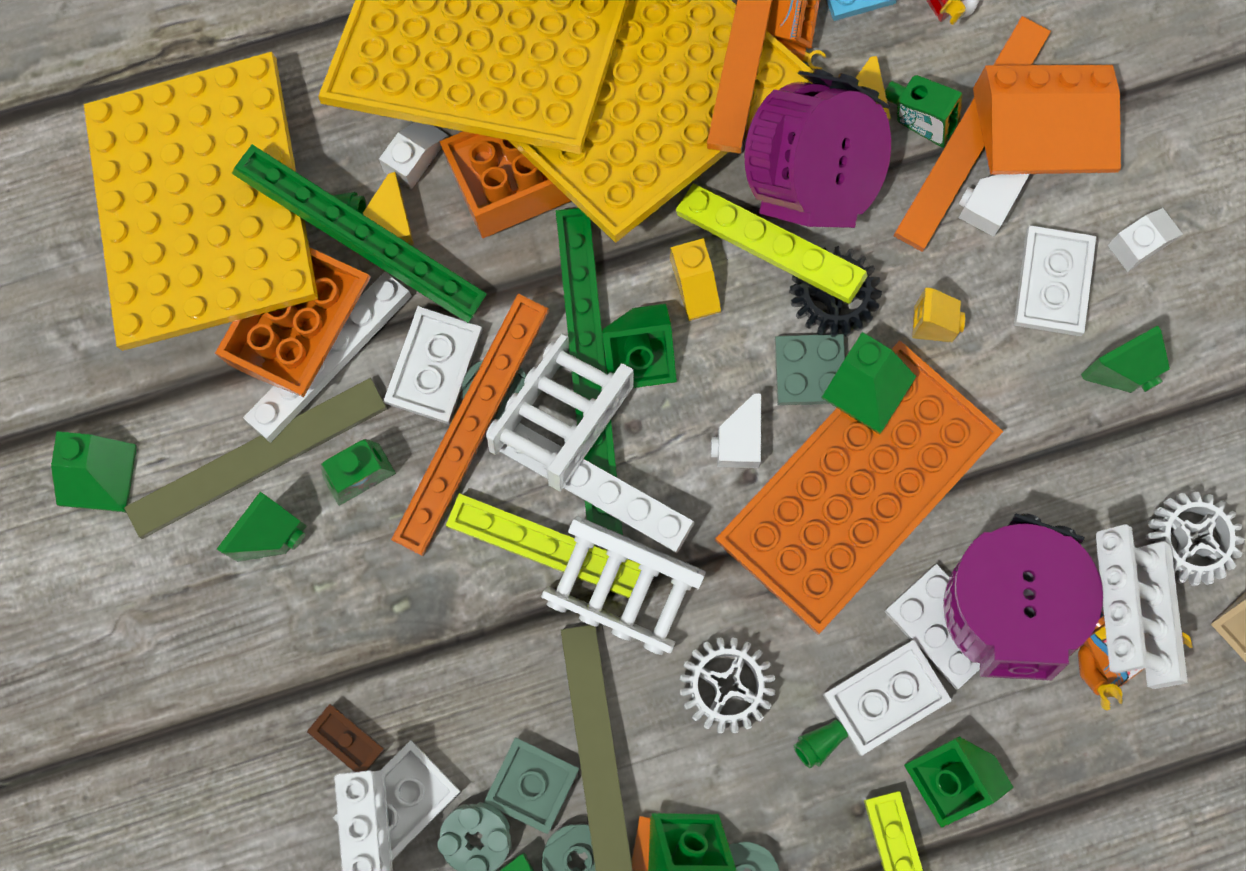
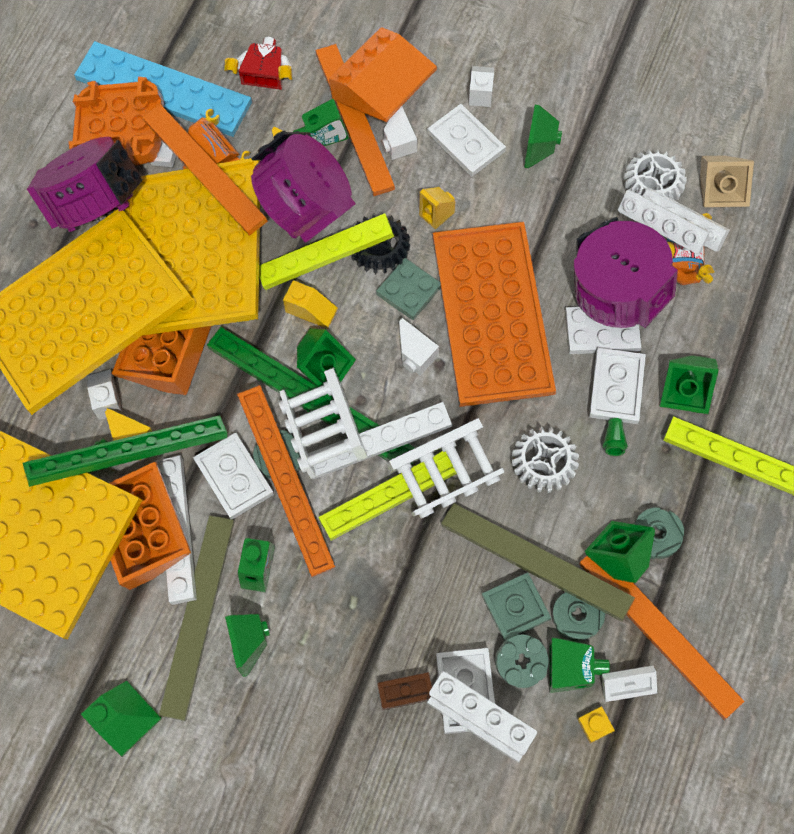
camera: 50 degrees left, 10 degrees down
(869, 383) = (442, 262): green slope -> none

